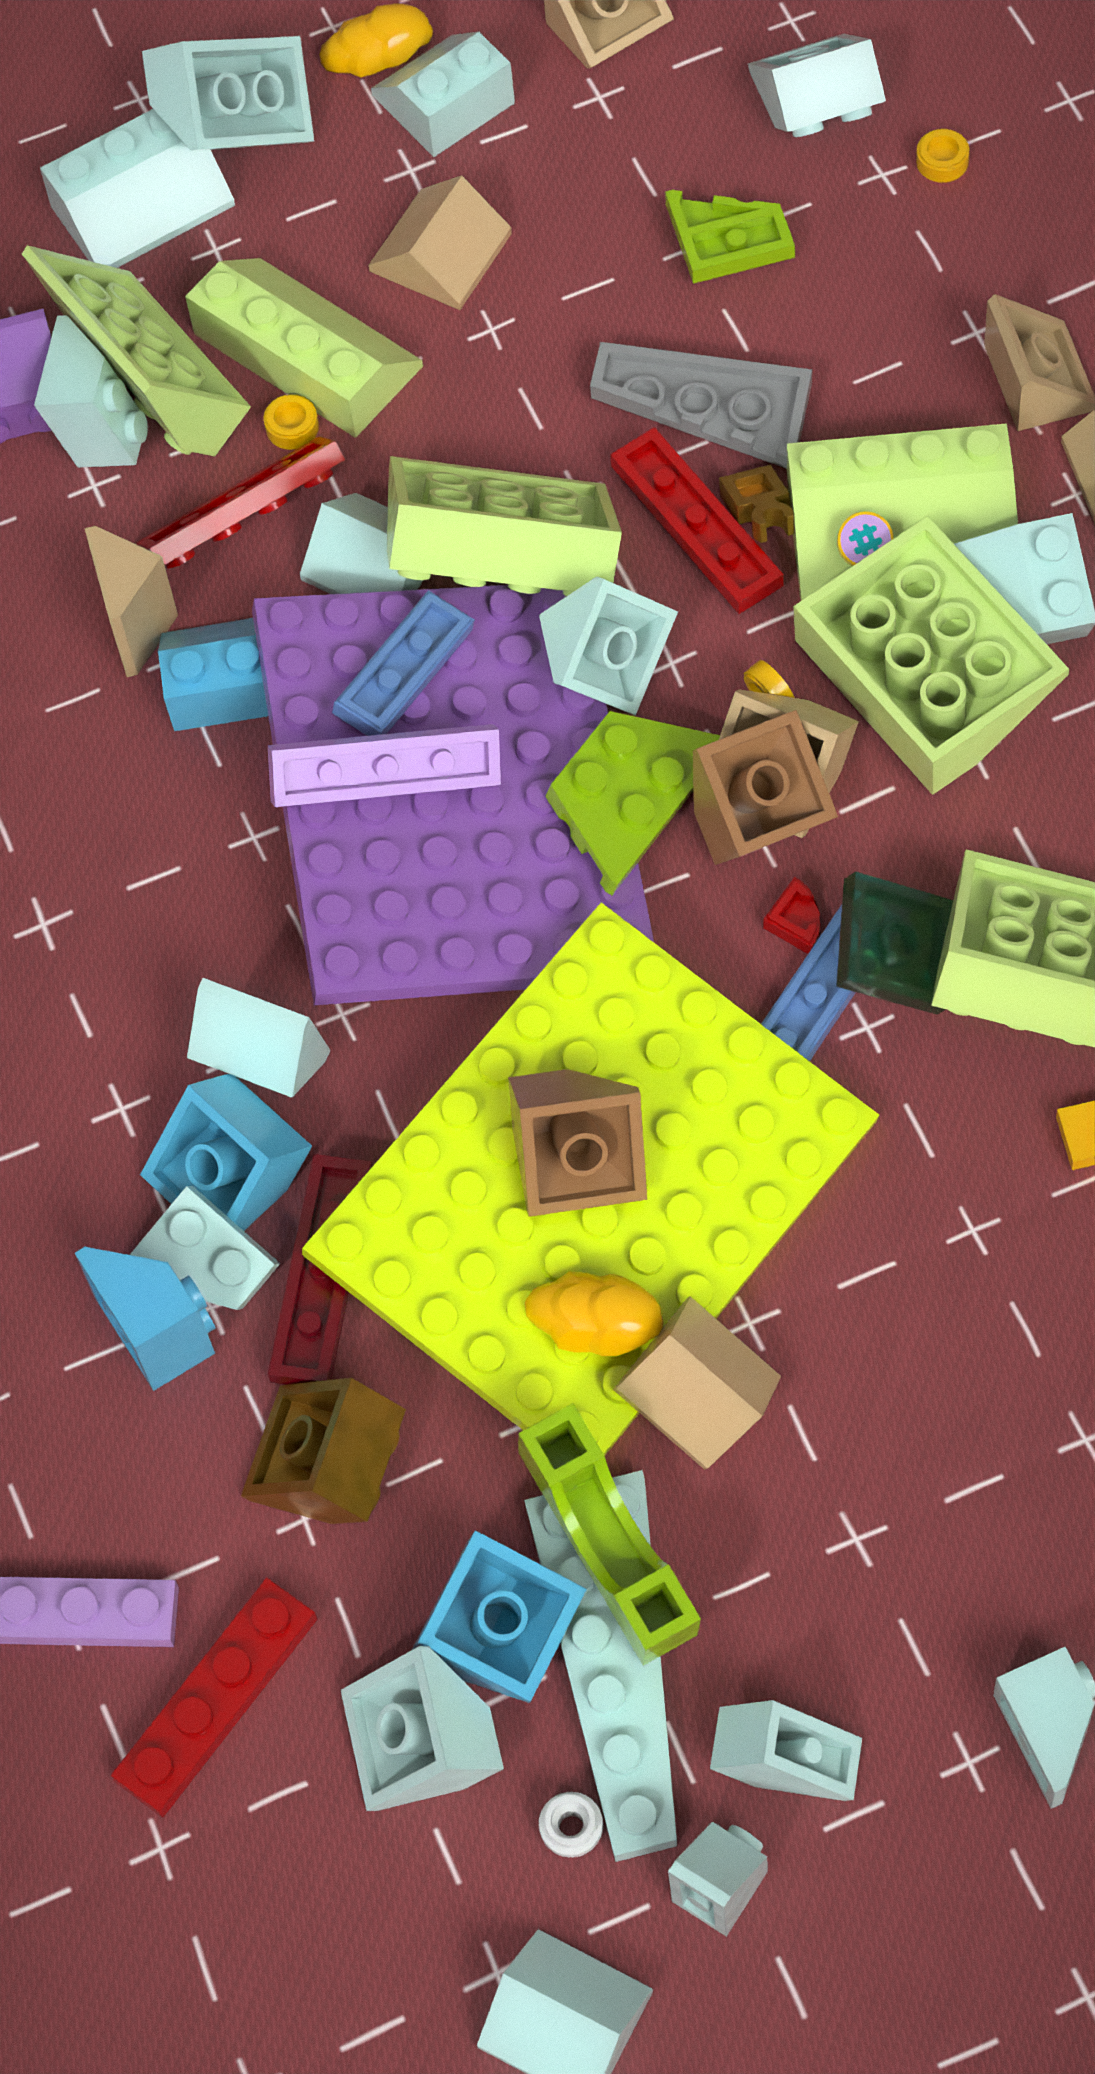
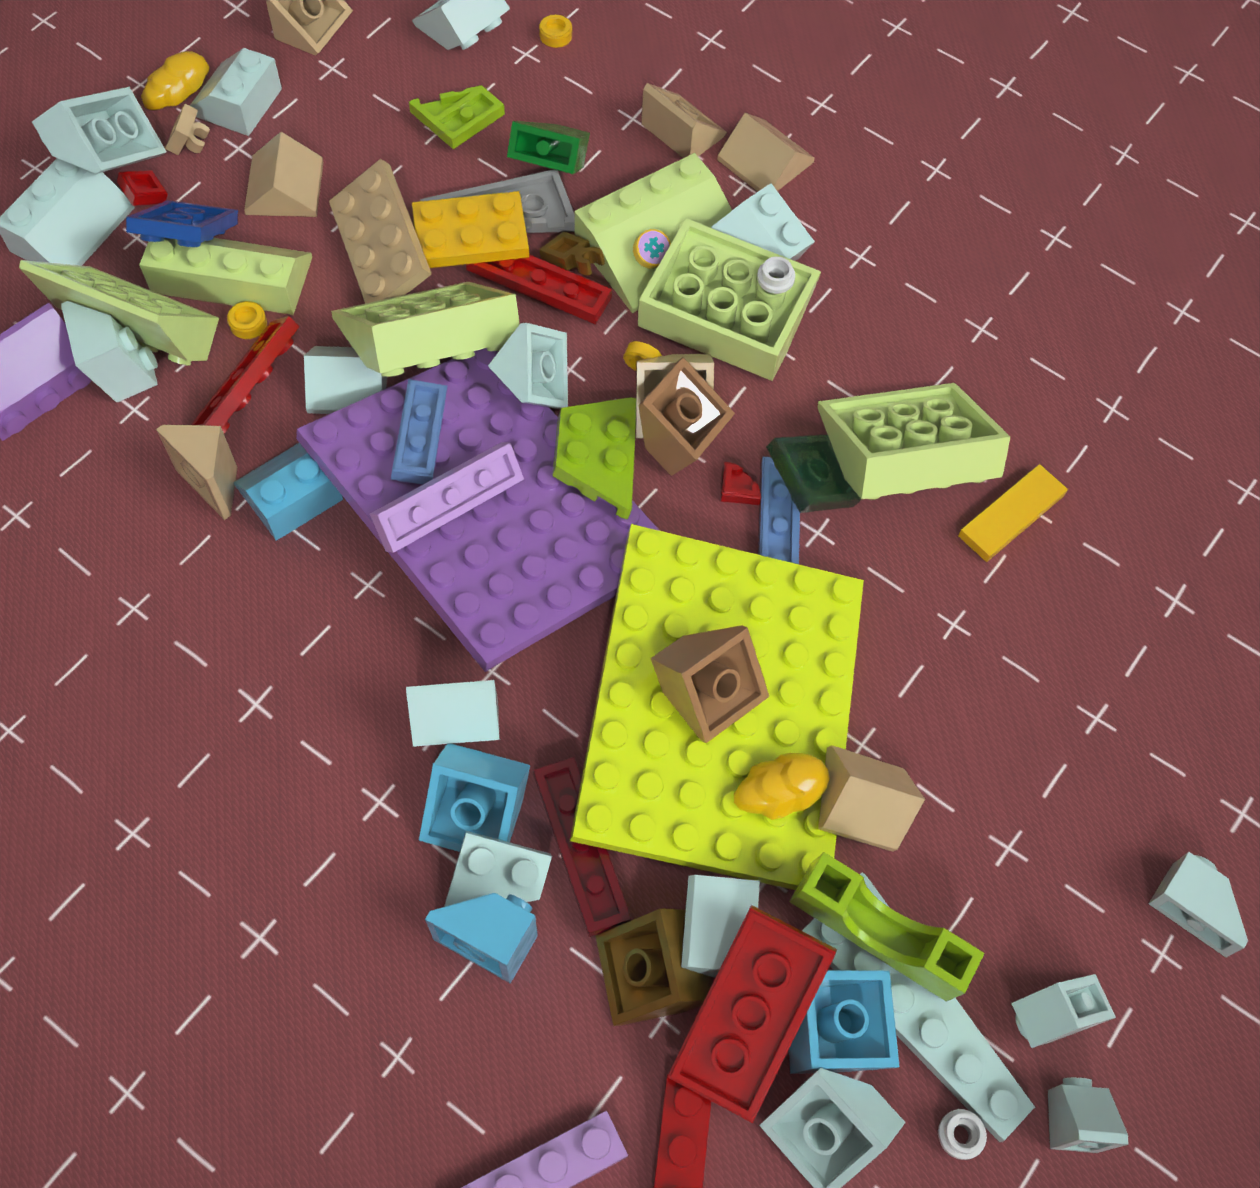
camera: 40 degrees left, 0 degrees up
(253, 183) = (141, 187): none -> red tile
(269, 257) = (181, 221): none -> blue plate
(346, 123) = (185, 132): none -> tan tile
(387, 1546) = (752, 1013): none -> red tile
(420, 1443) = (713, 918): none -> light aqua slope
(515, 373) = (379, 235): none -> tan plate
(638, 413) = (471, 229): none -> yellow plate
(817, 333) = (548, 145): none -> green slope
(998, 636) = (779, 268): none -> white plate

